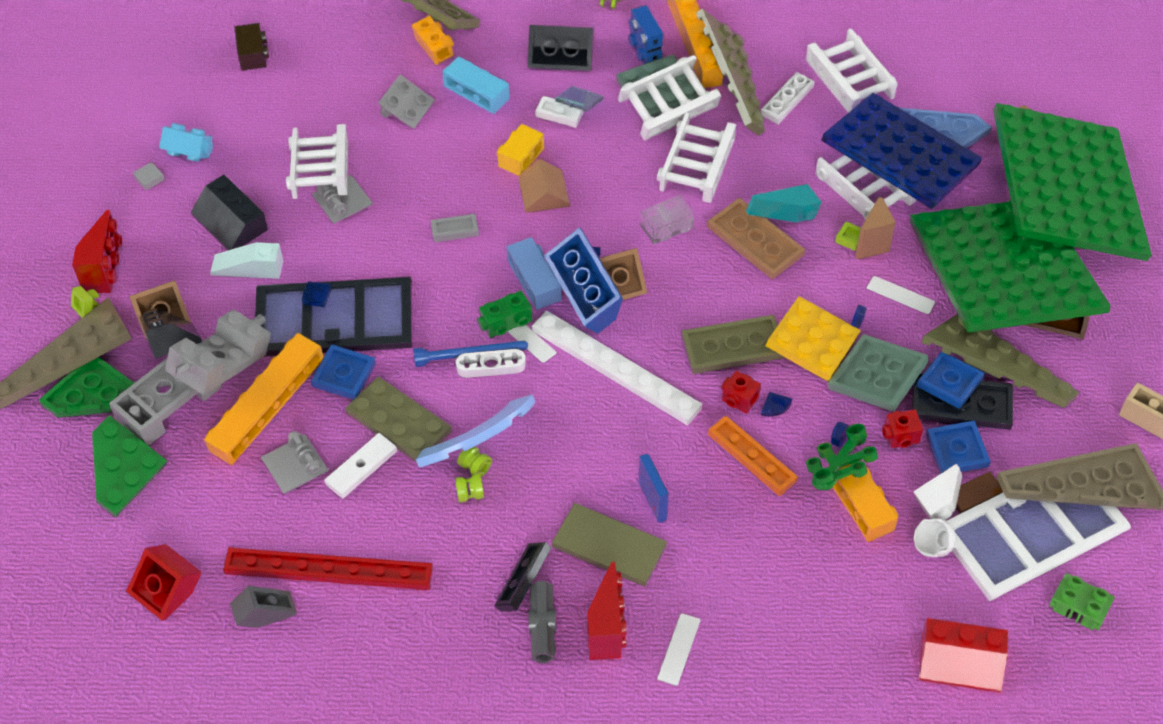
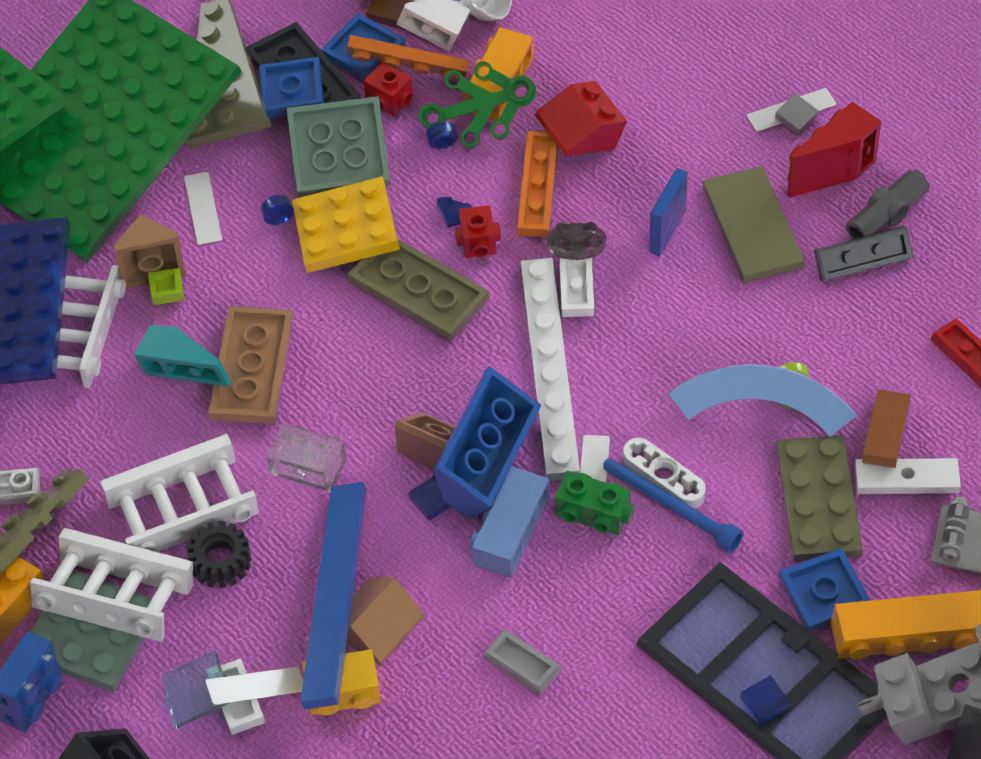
camera: 130 degrees left, 0 degrees up
(397, 478) = (886, 428): none -> dark orange tile
(475, 488) = (827, 365): lime wheel -> none
(555, 115) = (255, 685): none -> white sticker
(569, 170) = (334, 596): none -> blue tile
(646, 143) = (214, 538): none -> black tyre
(654, 416) = (576, 288): none -> white plate
(668, 641) = (796, 114): none -> light grey tile
(687, 440) = (576, 240): none -> clear smoke wheel
(775, 505) = (582, 119): none -> red slope
(918, 451) = (395, 55): none -> orange plate

